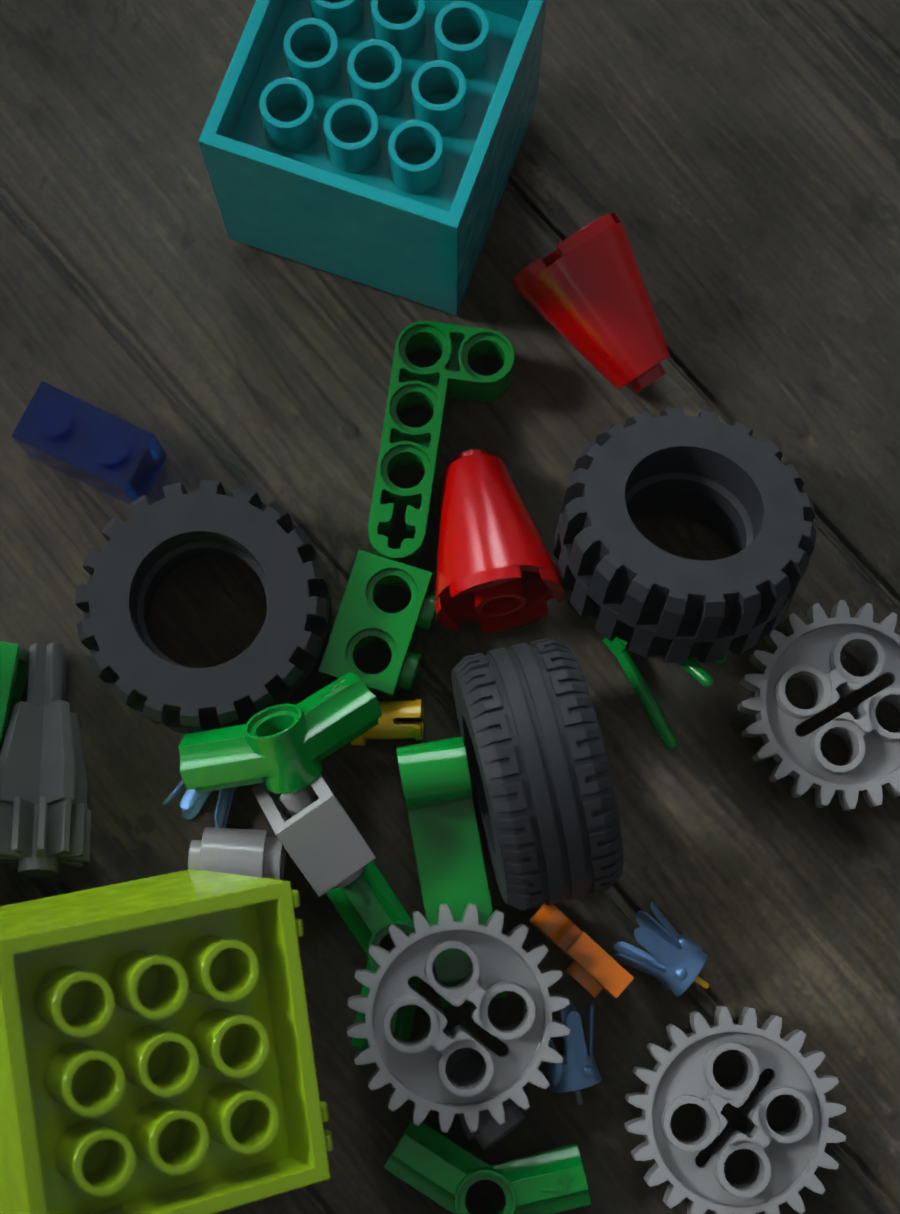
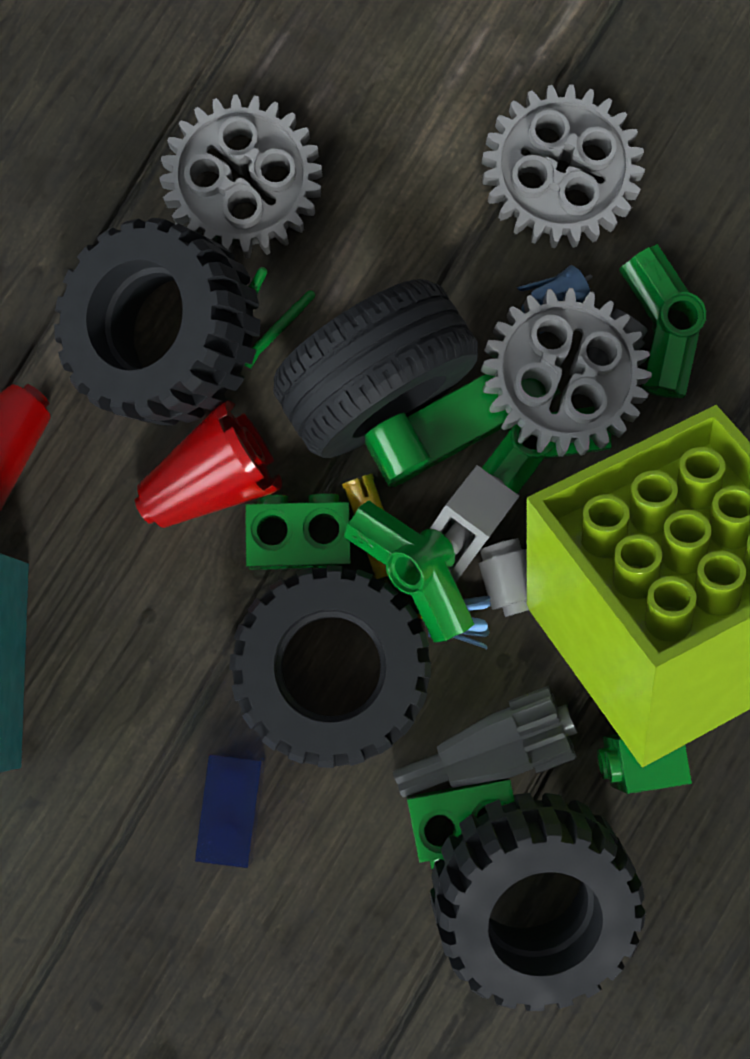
camera: 110 degrees left, 5 degrees up
(422, 445) = (147, 550): green beam -> none
(590, 963) = (493, 298): orange plate -> none
(672, 958) = (466, 248): flat silver piece -> none

